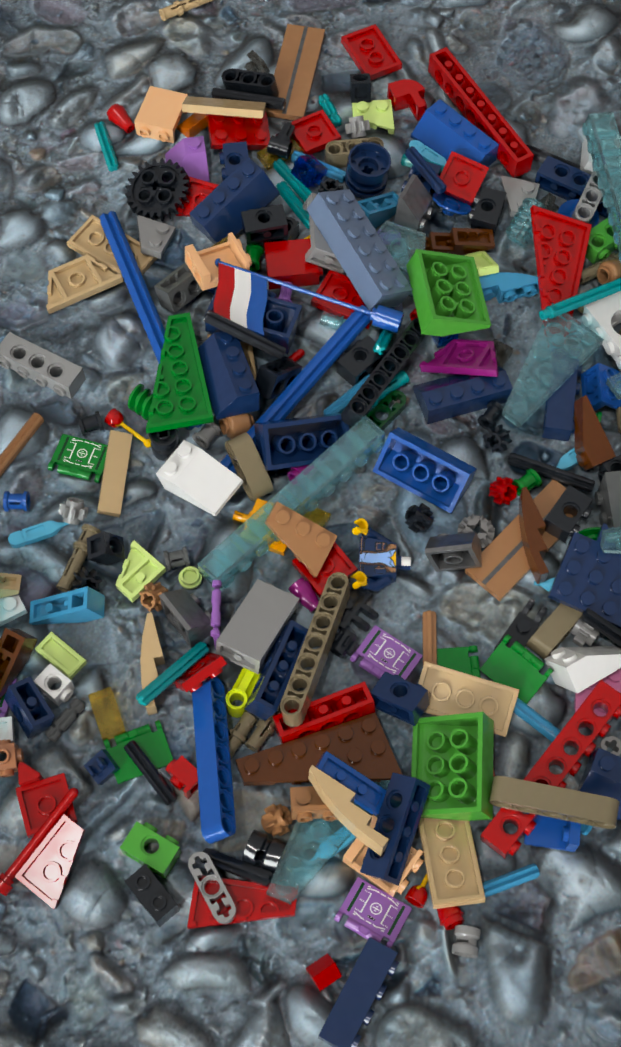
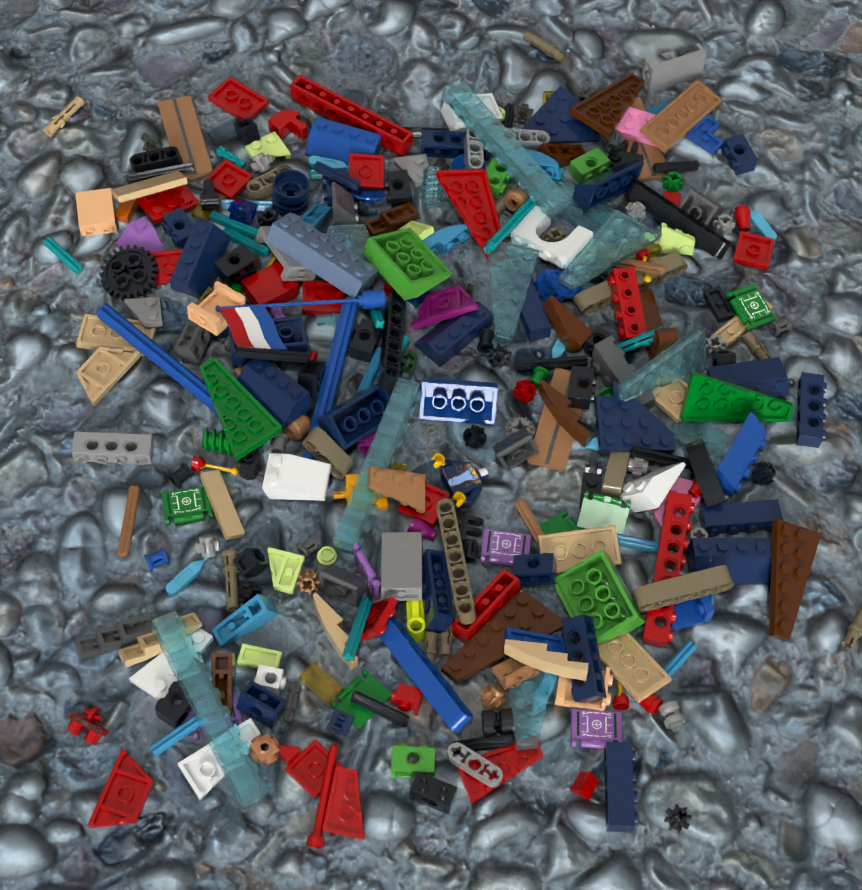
camera: 30 degrees left, 5 degrees down
(119, 116) = (61, 227): red cone -> none

